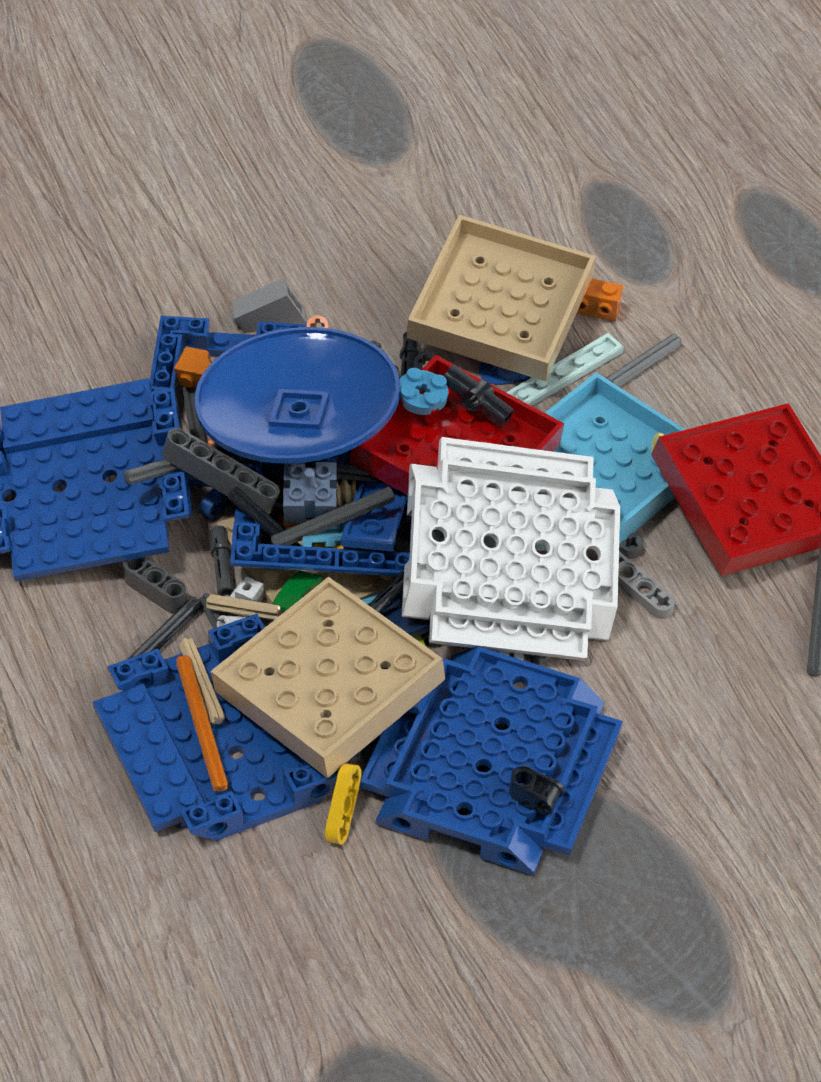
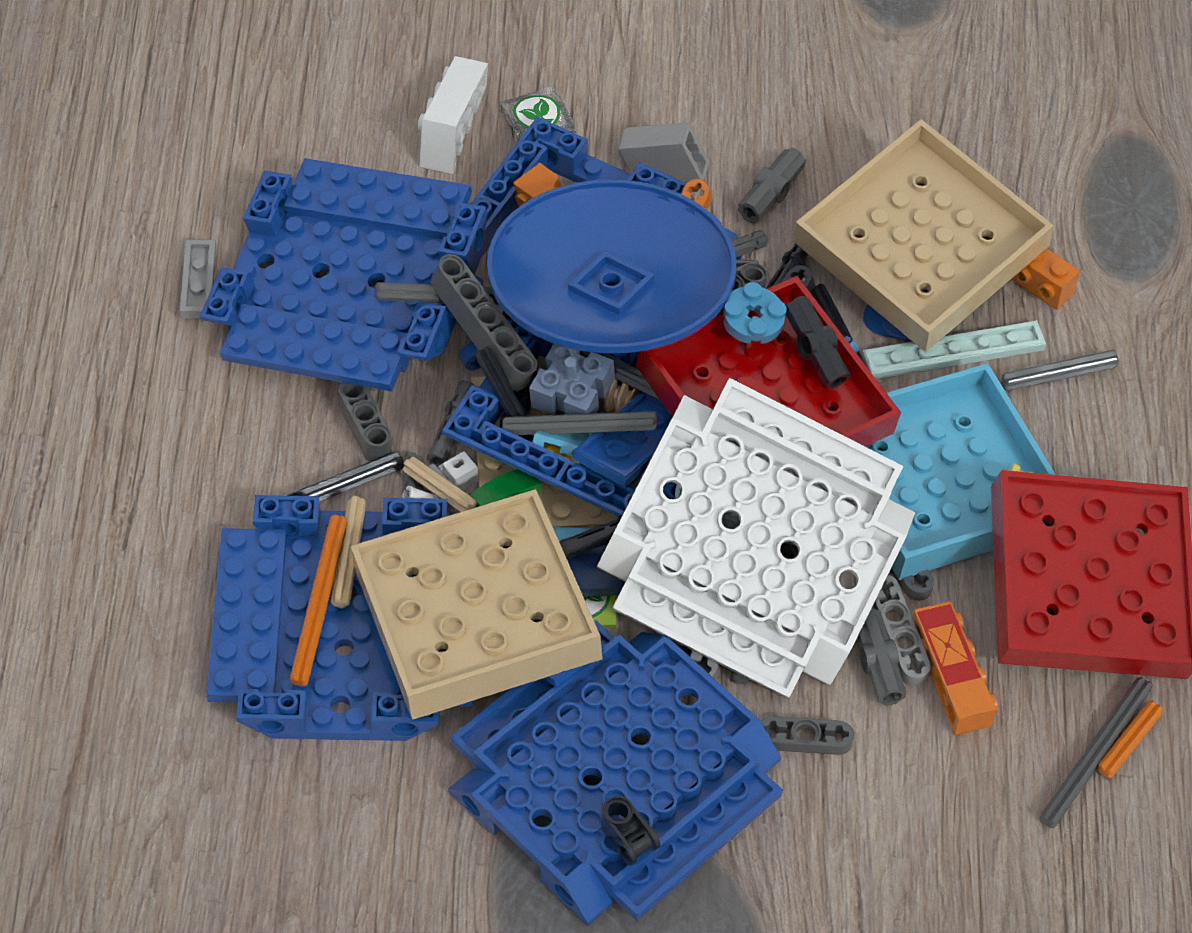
camera: 25 degrees right, 5 degrees up
(89, 338) = (451, 113): none -> white wedge
(146, 316) = (544, 103): none -> slope
(343, 803) = (406, 772): yellow beam -> none
(361, 305) = (771, 185): none -> dark grey piece
(619, 672) = (816, 726): none -> dark grey beam
(636, 606) = (881, 659): none -> dark grey piece
(692, 593) = (954, 668): none -> orange brick

